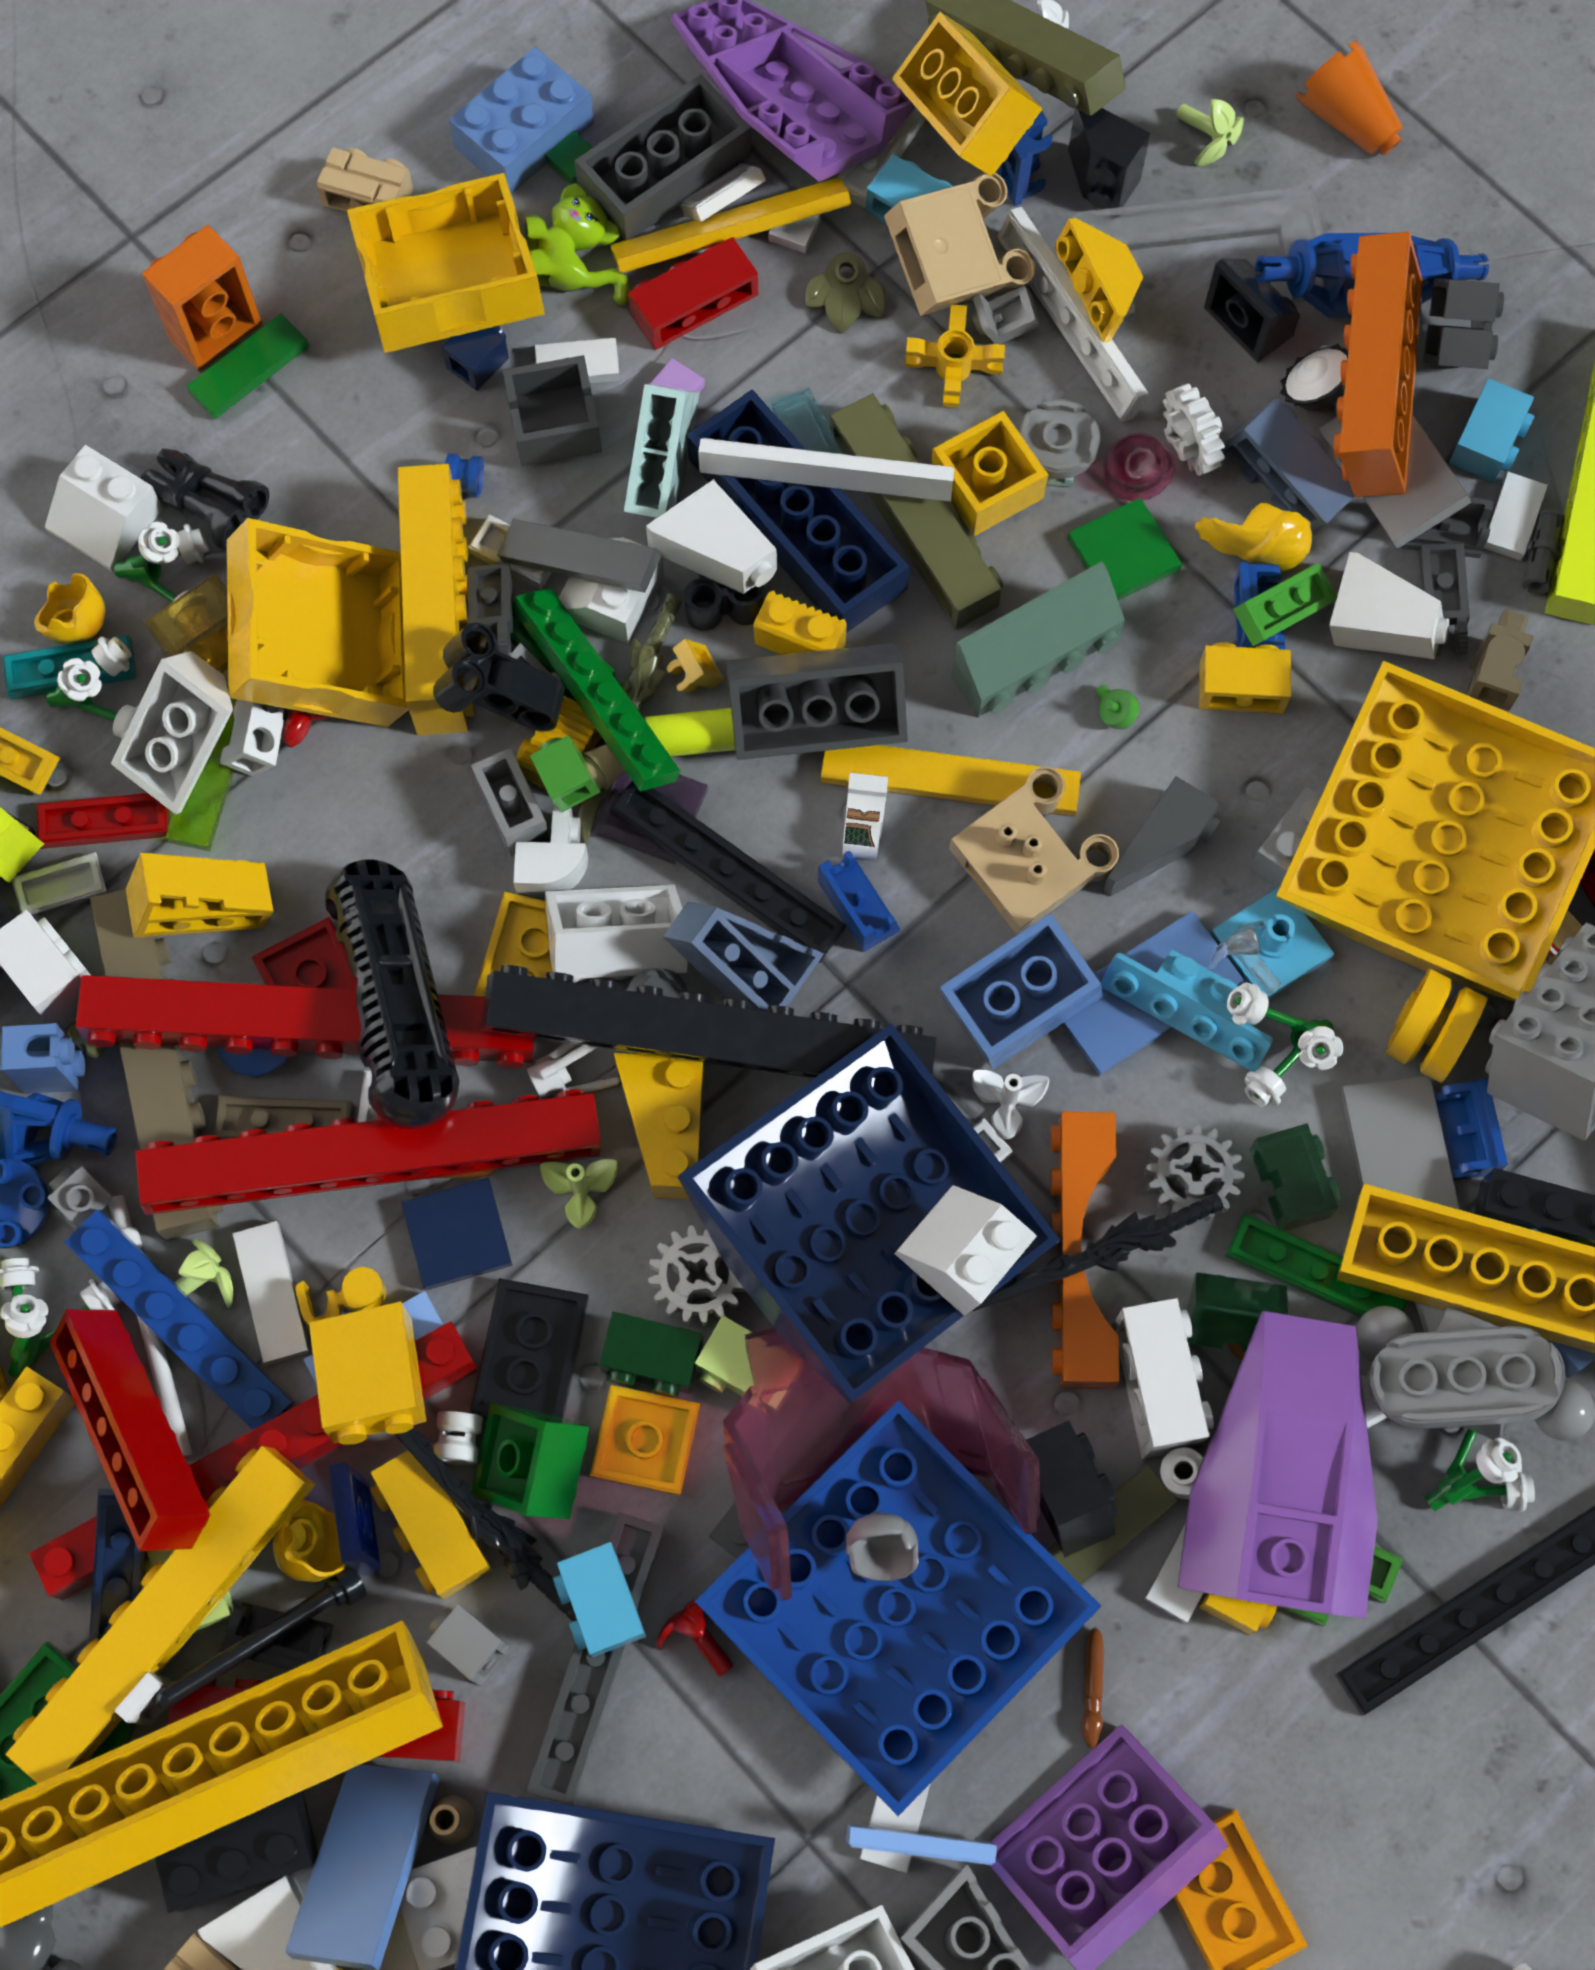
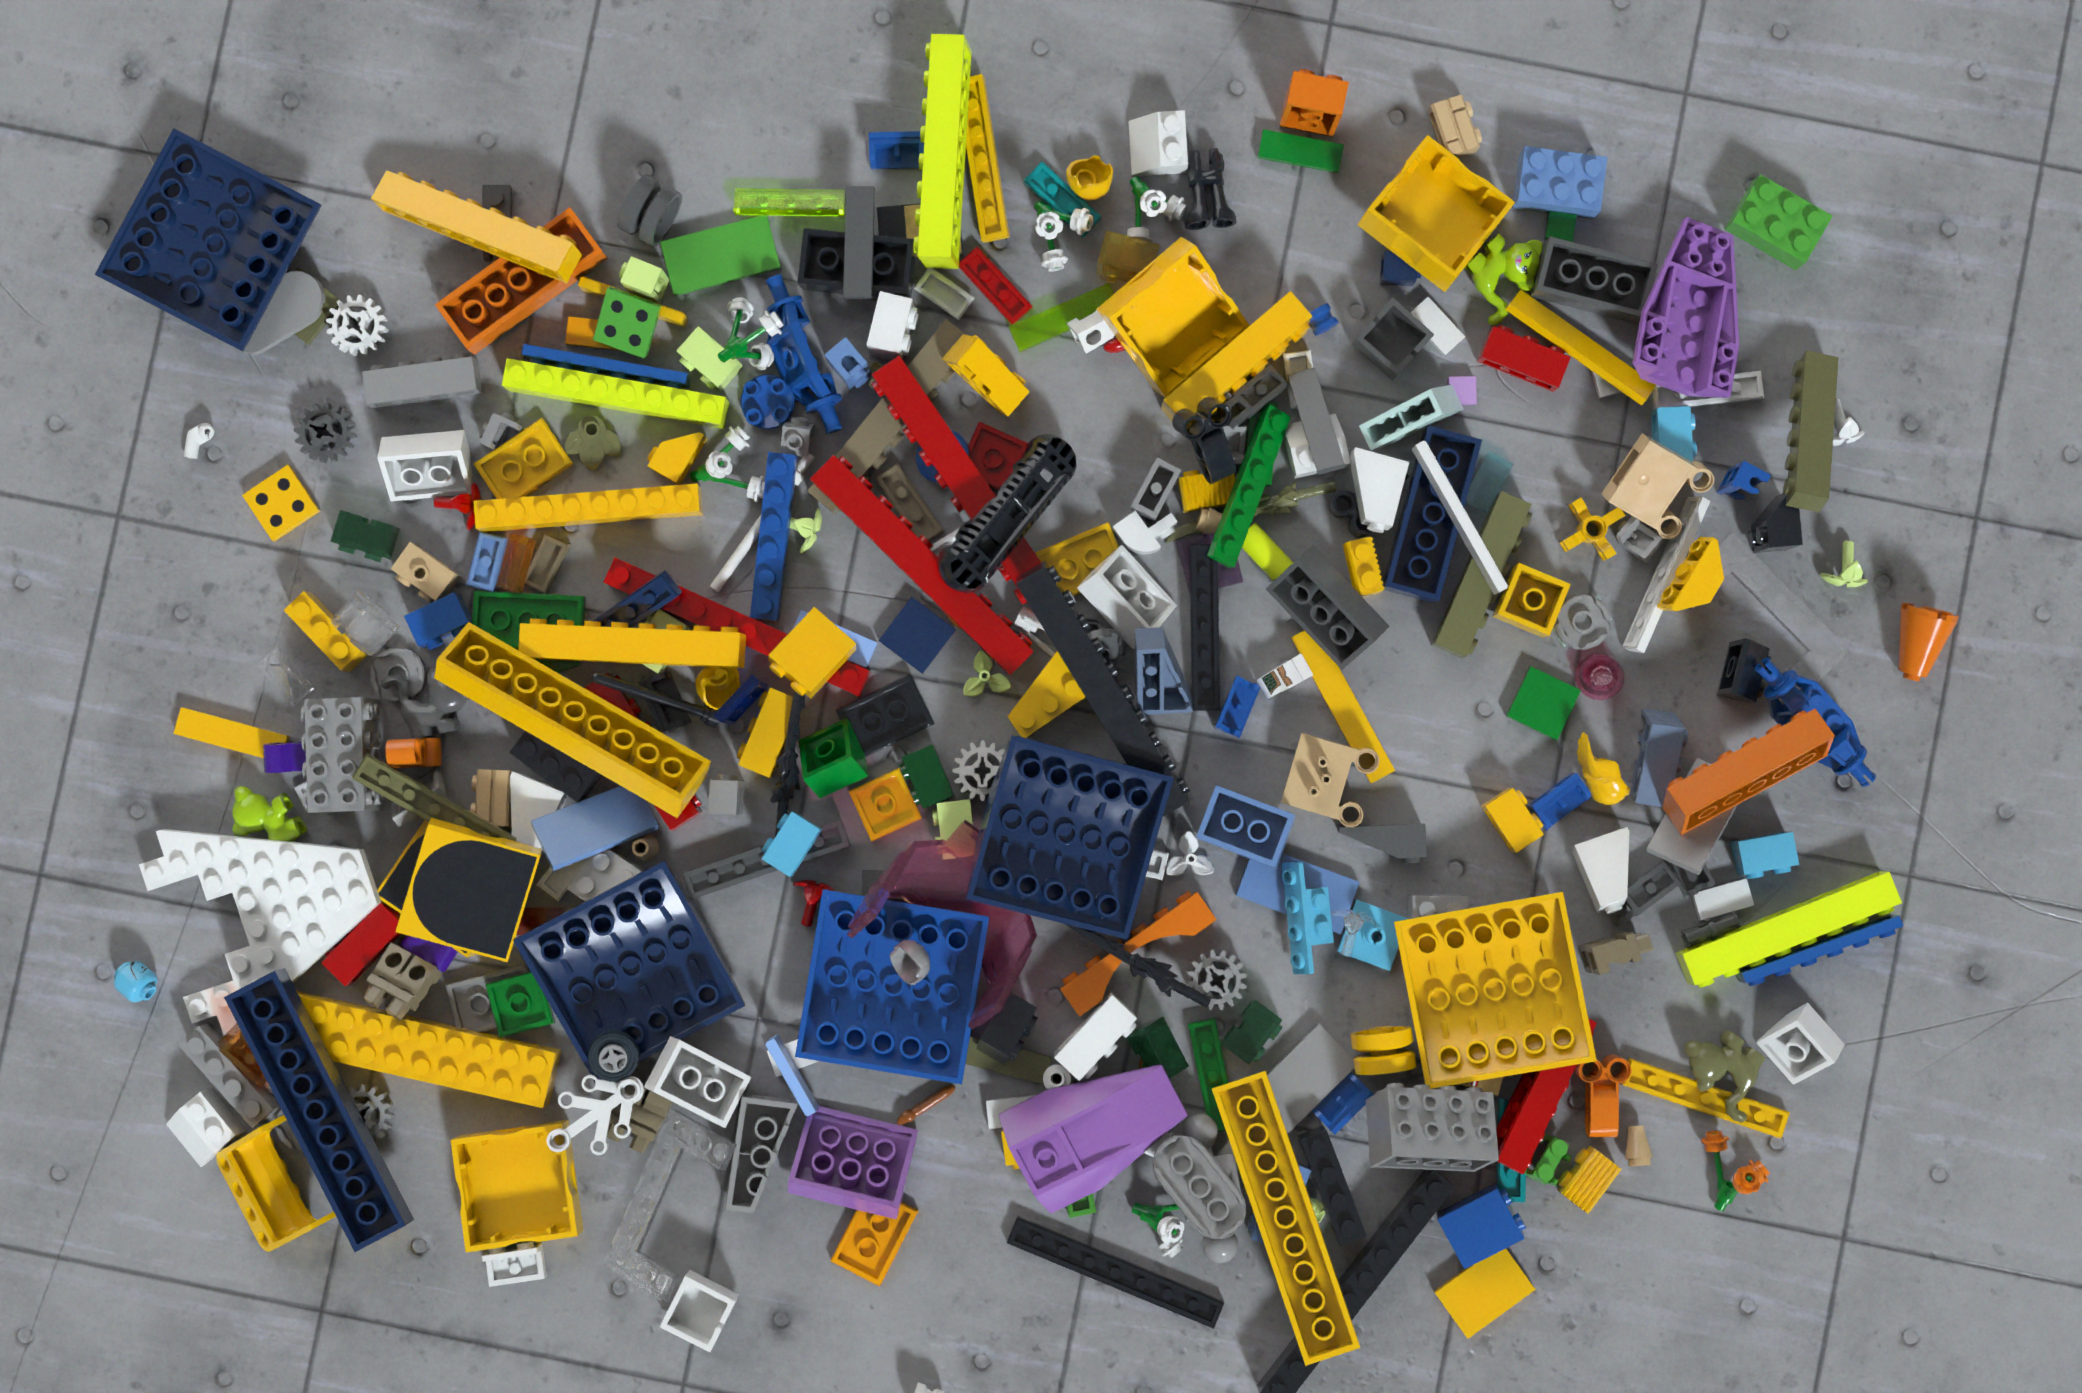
camera: 55 degrees right, 15 degrees up
(129, 1430) = (703, 560): red brick -> none
(140, 1703) = (592, 666): white tile -> none
(175, 729) = (1063, 293): white slope -> none
(271, 1293) = (821, 567): white tile -> none
(360, 1291) = (853, 611): yellow leg -> none
(456, 1448) = (813, 718): white wheel -> none
(564, 772) = (1188, 509): bright green brick -> none
(697, 664) = (1305, 526): yellow tile -> none
(722, 192) = (1599, 326): white tile -> none
(845, 296) = (1584, 442): olive plate -> none
(965, 1247) = (1083, 898): white slope -> none
(966, 94) = (1748, 425): yellow brick -> none
(1038, 641) = (1450, 698): sand green slope -> none
(1118, 707) = (1446, 764): bright green piece -> none
(1193, 429) = (1639, 693): white gear -> none
(1285, 604) = (1569, 813): bright green plate -> none
(1312, 1042) = (1325, 995): white plant -> none
(1315, 378) = (1723, 734): white piece -> none
(1463, 345) = (1807, 799): dark grey piece -> none

